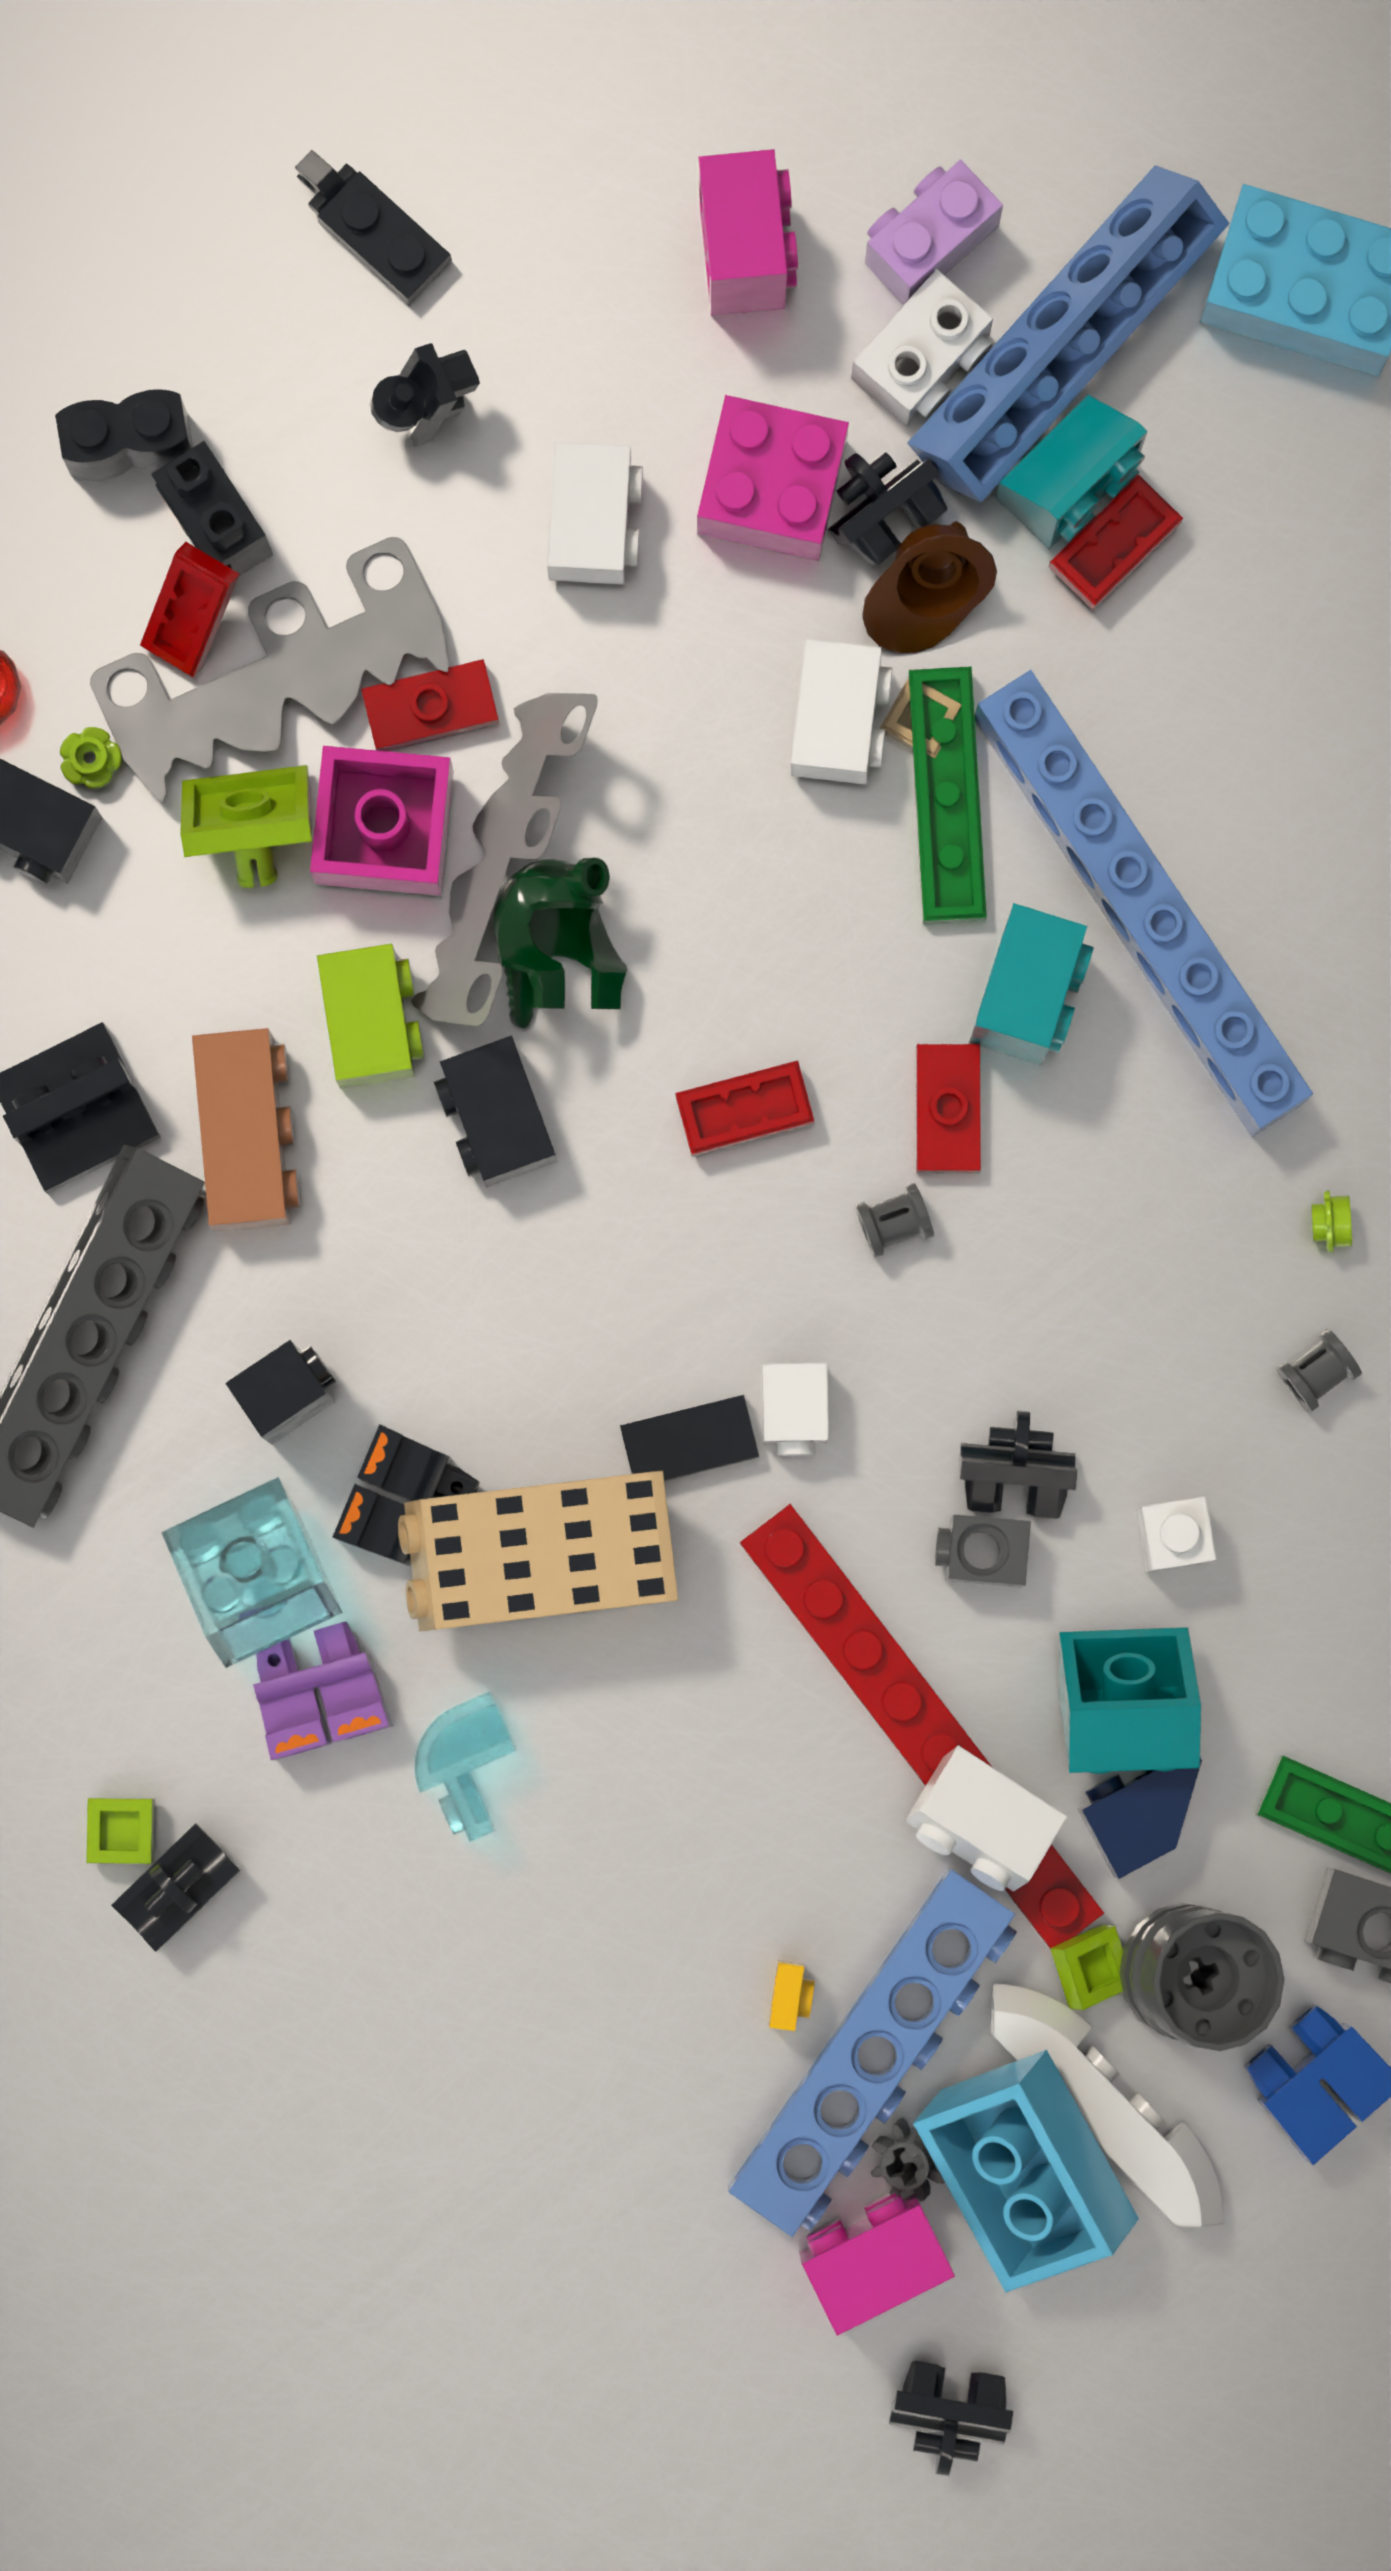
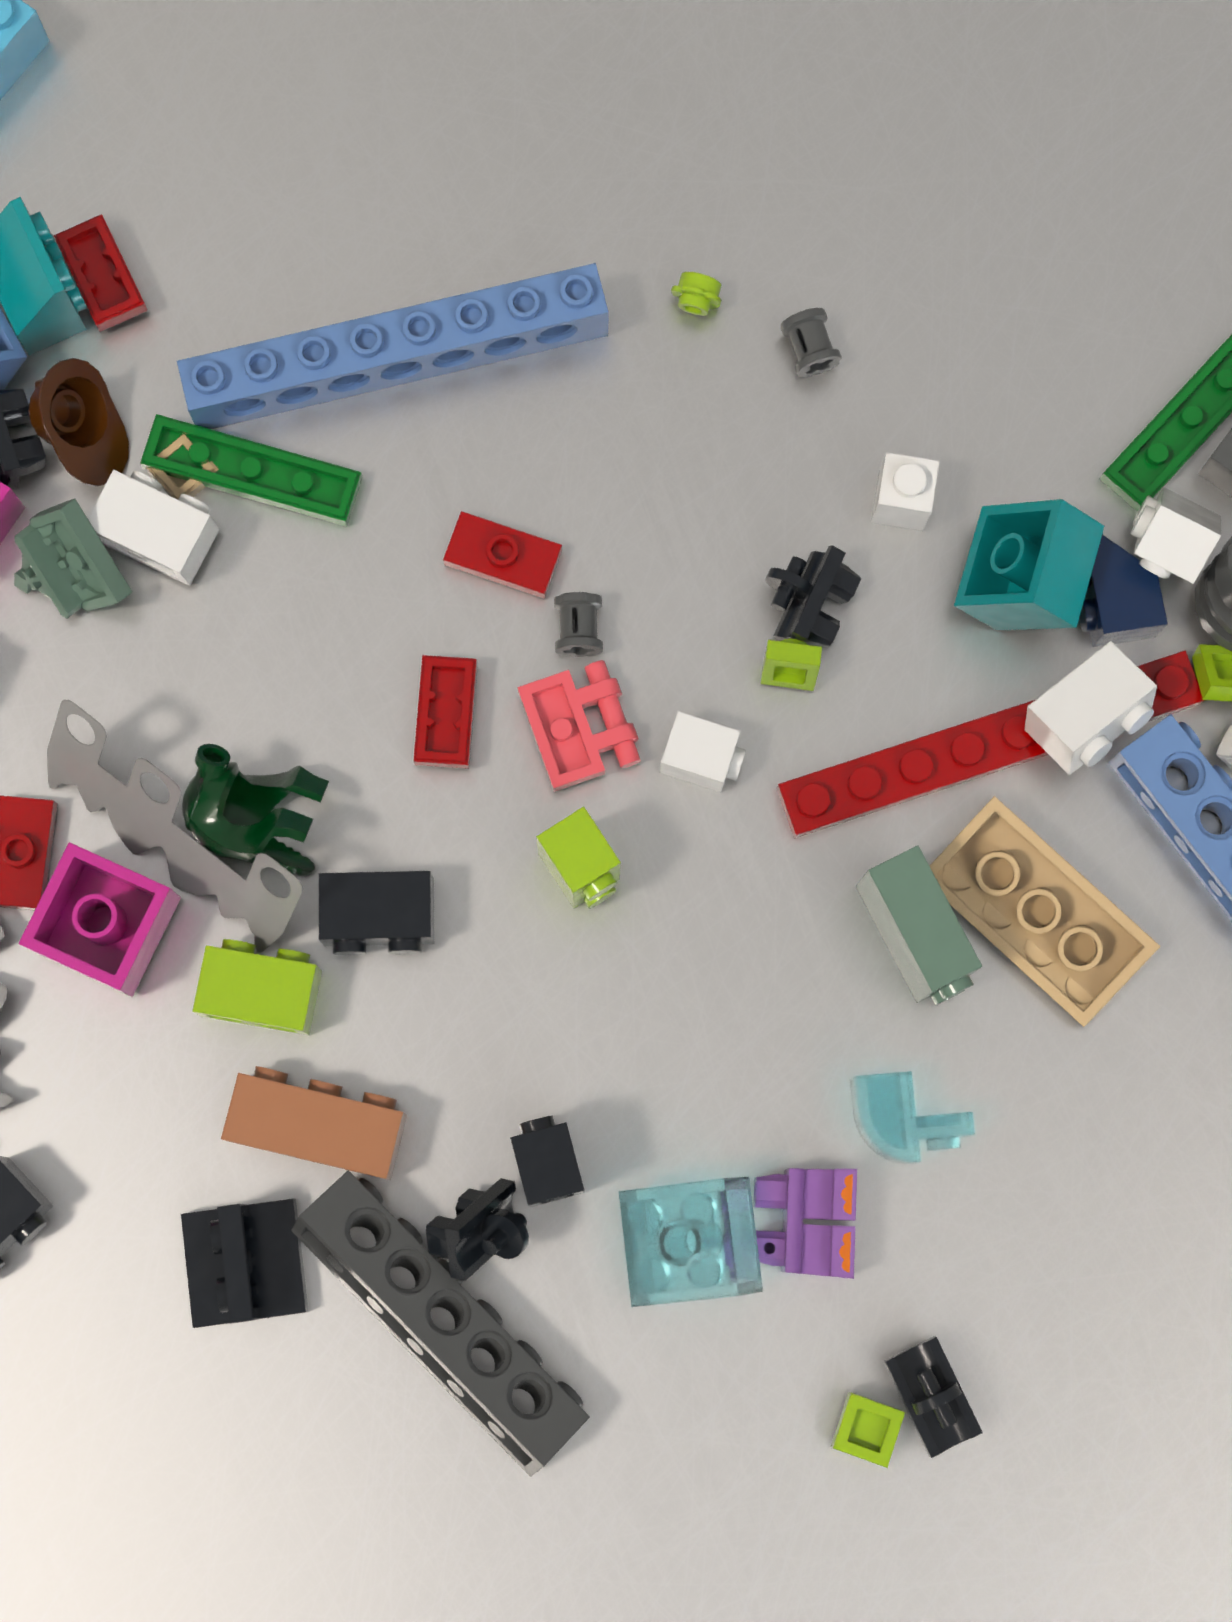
camera: 75 degrees left, 5 degrees down
(190, 1346) = (481, 1229): none -> black hips
(247, 817) = (55, 1030): lime tile -> none
(406, 1471) = (651, 1080): black hips -> none
(538, 1551) = (756, 992): tan slope -> none
(622, 1312) = (580, 859): none -> lime brick
(674, 1708) = (919, 927): none -> sand green brick
(691, 1439) = (699, 848): black tile -> none
(748, 1840) = (1041, 912): none -> tan slope
(764, 636) = (68, 561): none -> sand green slope
(769, 1244) = (563, 731): none -> coral plate
(791, 1996) = (1177, 919): yellow plate -> none
(931, 1472) = (791, 664): none -> lime plate
(1013, 1545) = (875, 622): dark grey brick -> none
(1028, 985) = (429, 448): teal brick -> none
(1225, 1853) = (1175, 535): none -> white brick

